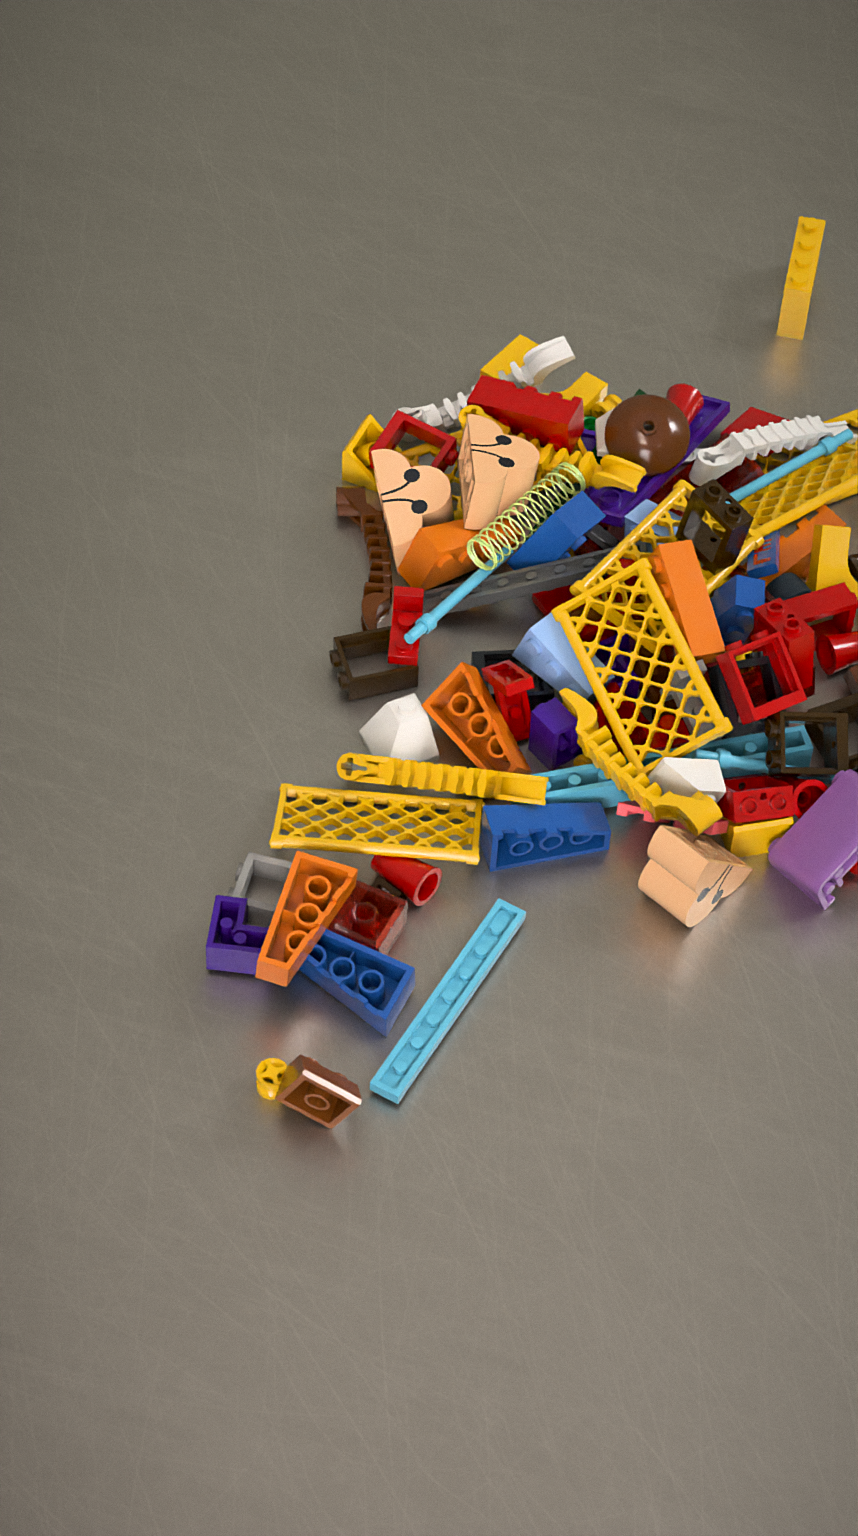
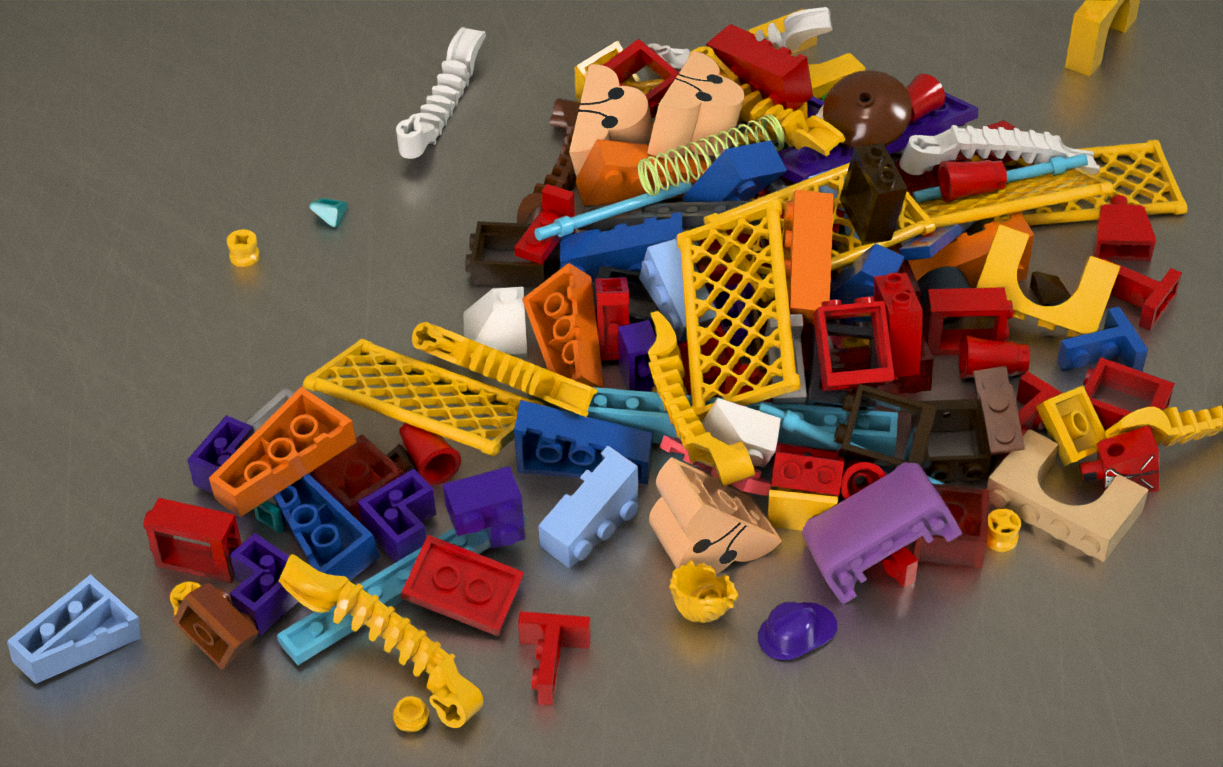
camera: 25 degrees right, 5 degrees down
(121, 727) = (243, 248): none -> yellow wheel
(173, 660) = (329, 210): none -> slope
(191, 1134) = (73, 631): none -> light blue wedge
(219, 509) = (424, 127): none -> white piece
(250, 1006) = (194, 523): none -> red window
(302, 979) = (270, 515): none -> teal slope
(335, 1032) = (260, 594): none -> dark purple brick
(399, 1031) = (320, 592): none -> yellow piece
(417, 943) = (398, 513): none -> dark purple brick
(481, 629) = (619, 247): none -> blue wedge
(506, 912) = (487, 503): none -> dark purple brick
(508, 989) = (462, 585): none -> red plate
(520, 1116) = (410, 714): none -> yellow plate
(583, 888) = (593, 510): none -> light blue wedge
(606, 1010) = (550, 634): none -> red bracket
(715, 937) = (700, 593): none -> yellow hair
(762, 480) = (970, 178): none -> red plant
(799, 944) = (796, 629): none -> dark purple piece

